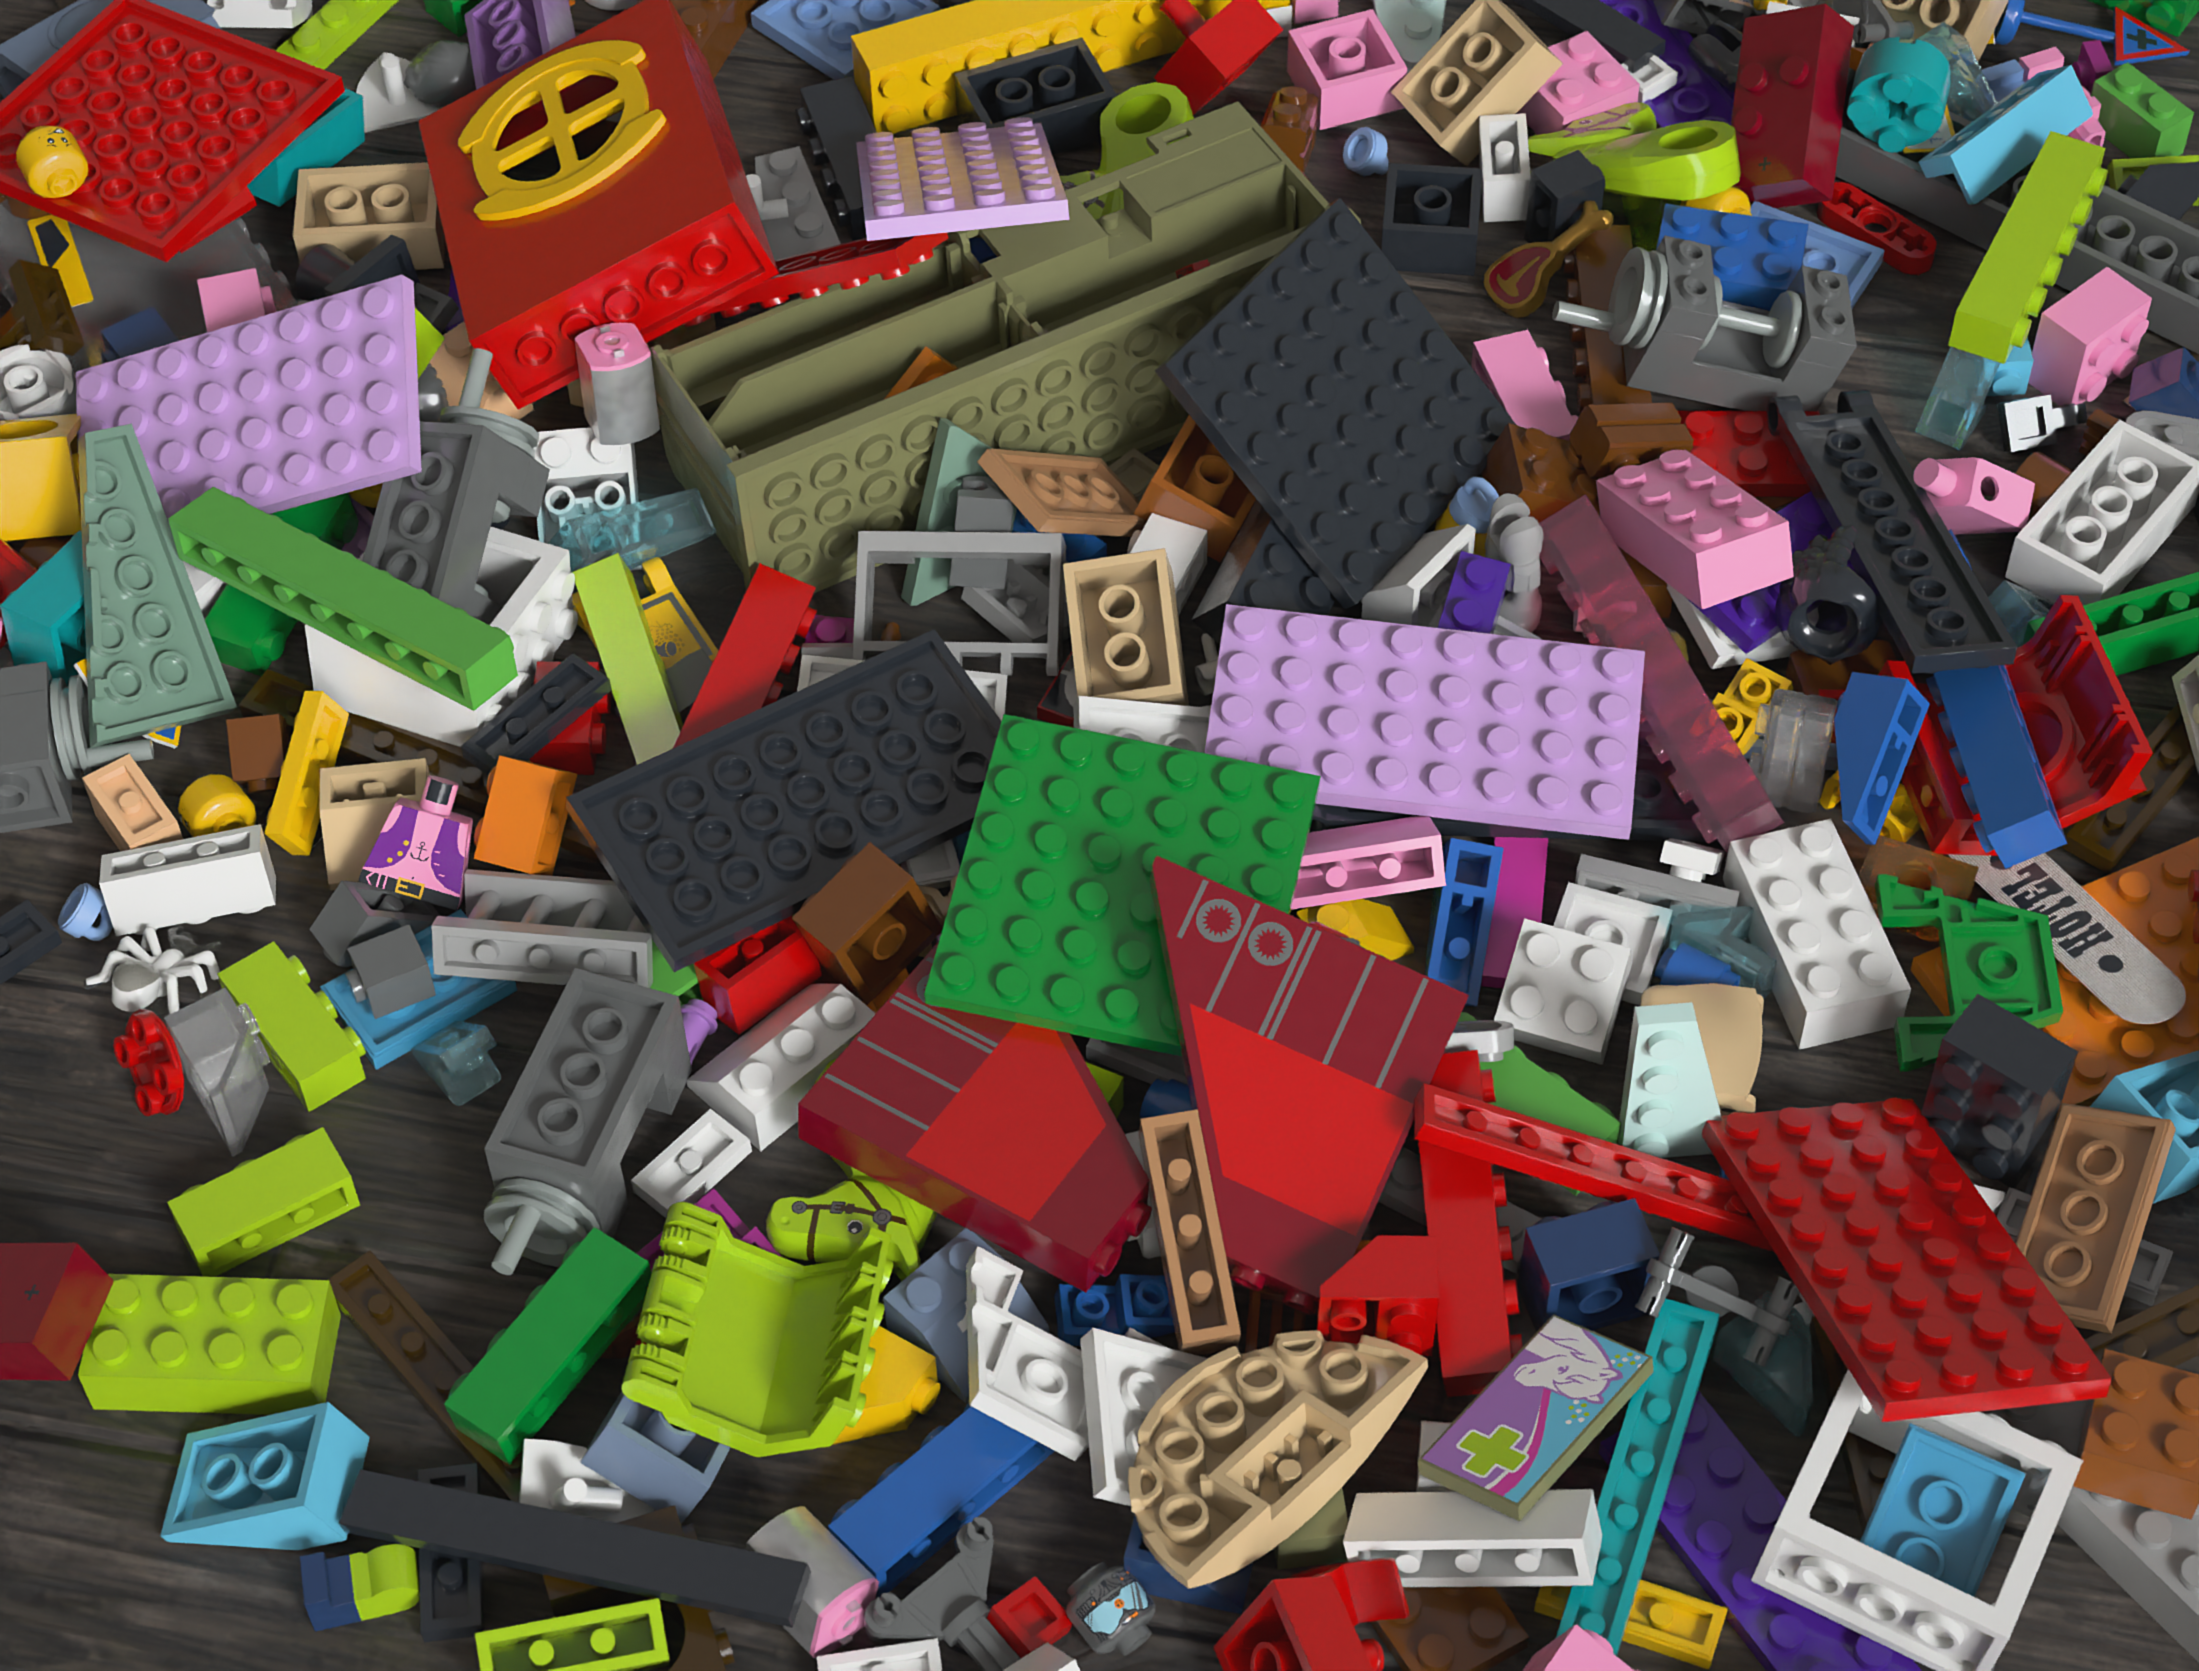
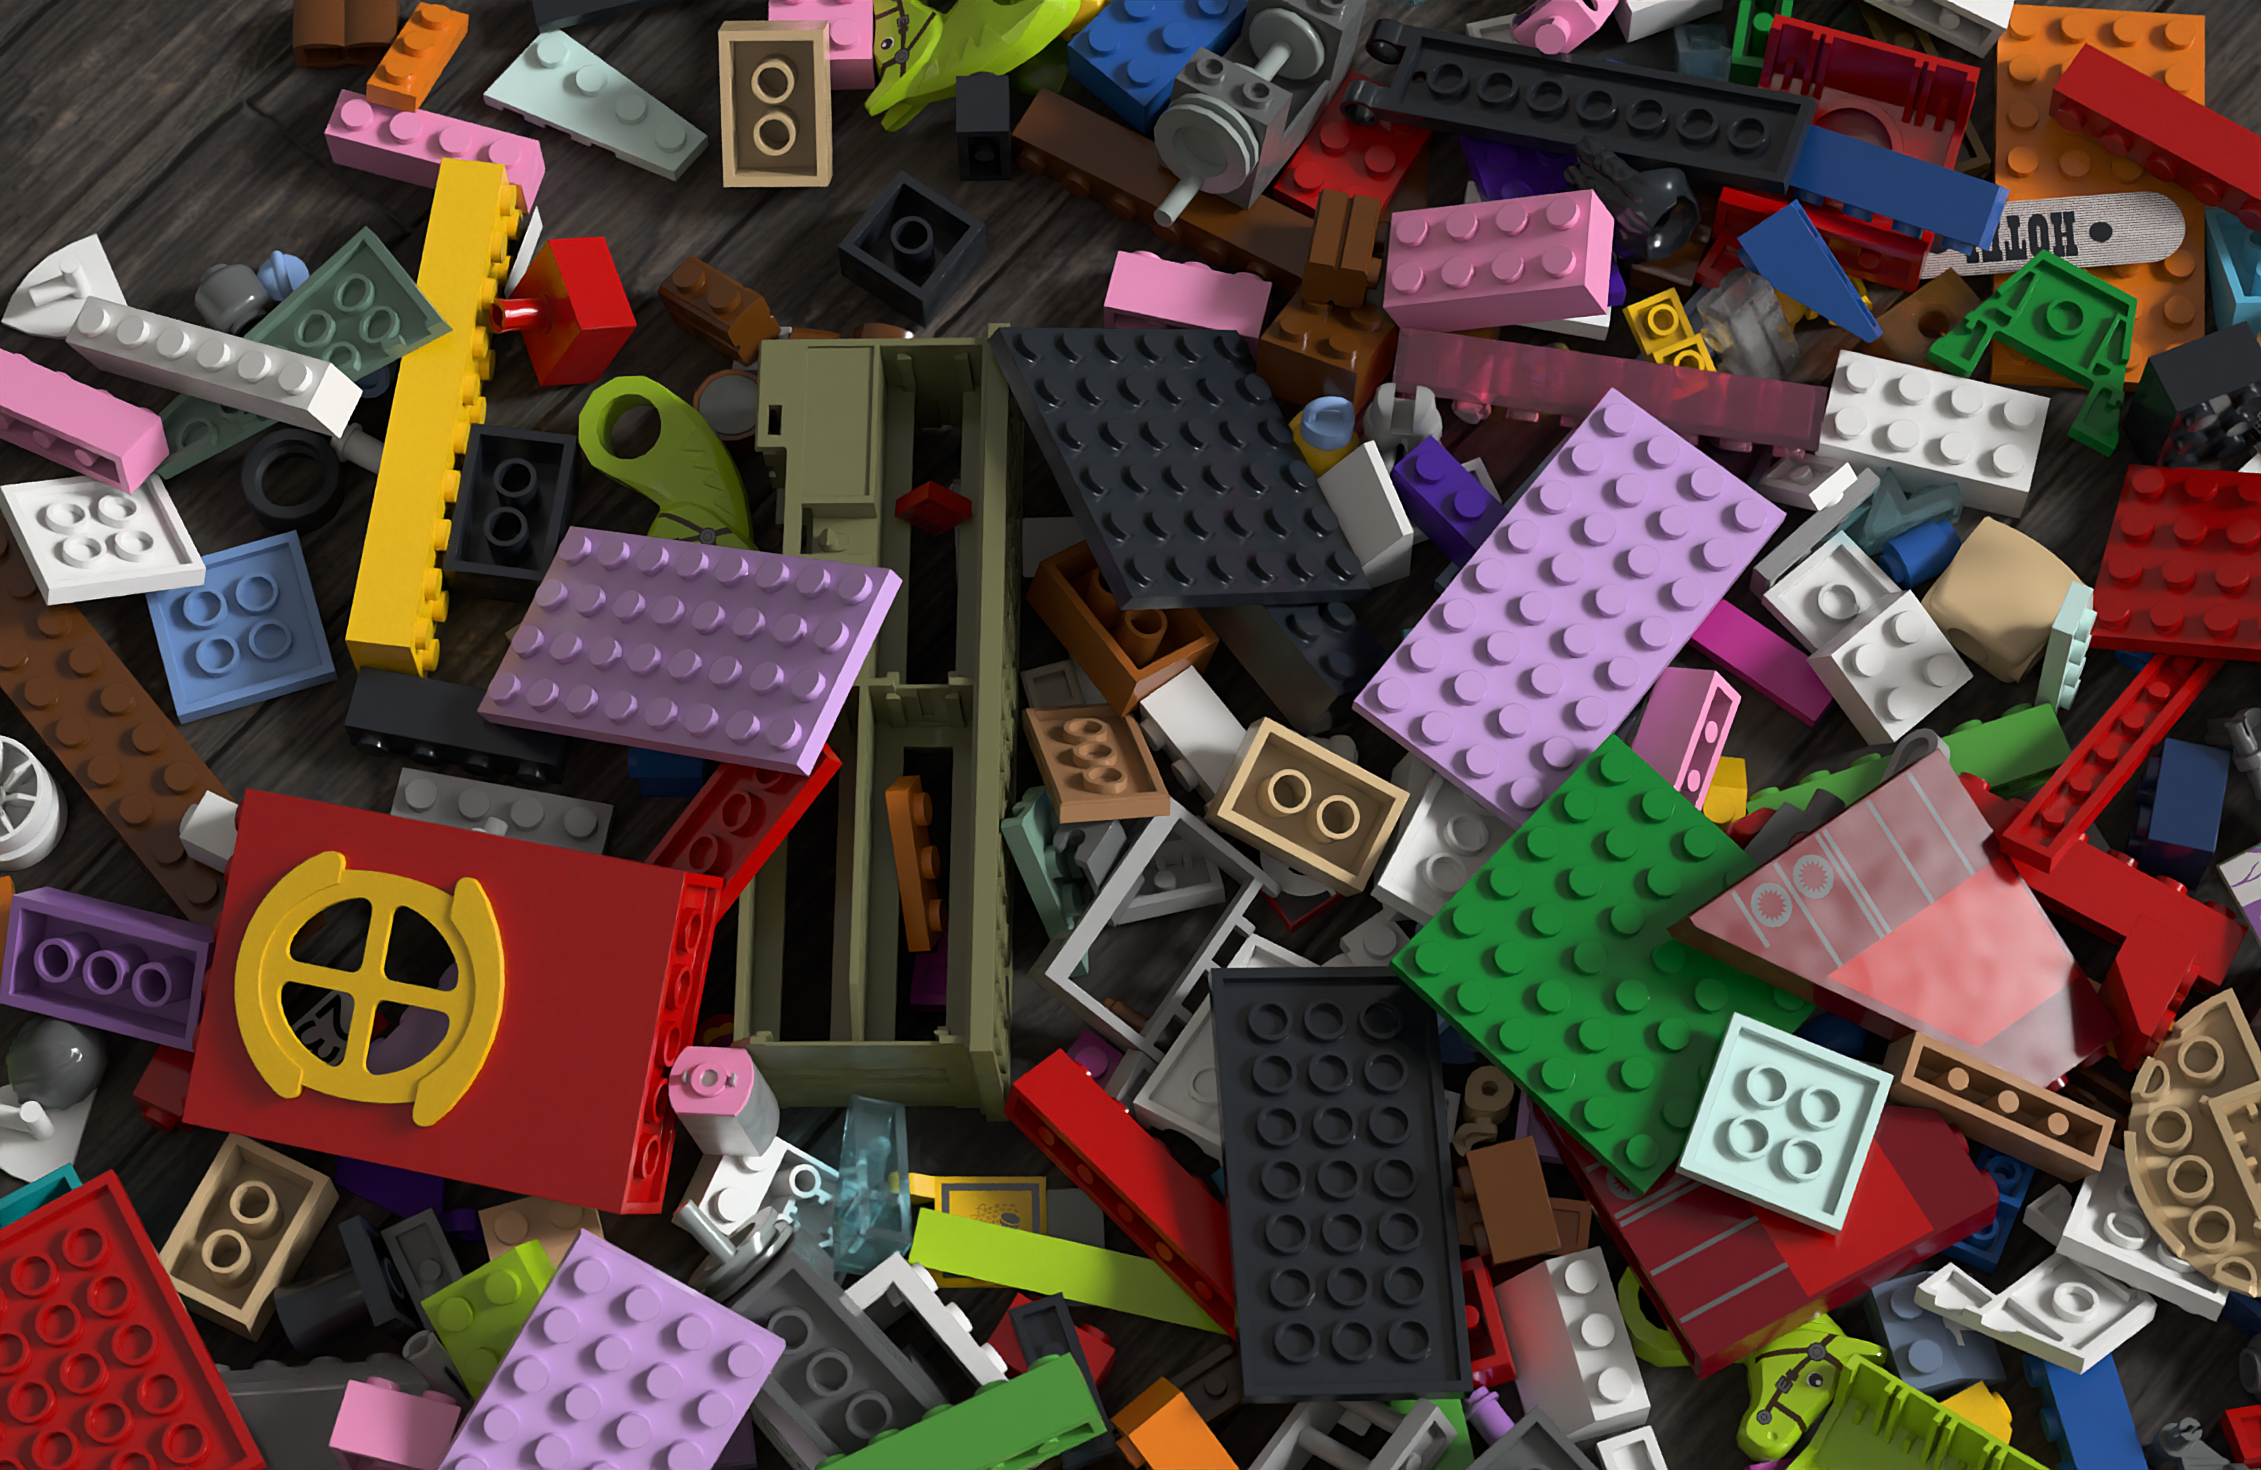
camera: 60 degrees left, 15 degrees up
(1046, 1055) = (1784, 1124): none -> light aqua plate
(1347, 67) = (658, 205): bright pink brick -> none
(1366, 152) = (770, 253): light blue tile -> none
(1463, 916) = (1767, 713): blue slope -> none
(1504, 167) = (884, 142): white brick -> none
(1522, 275) = (1027, 213): pearl gold piece -> none

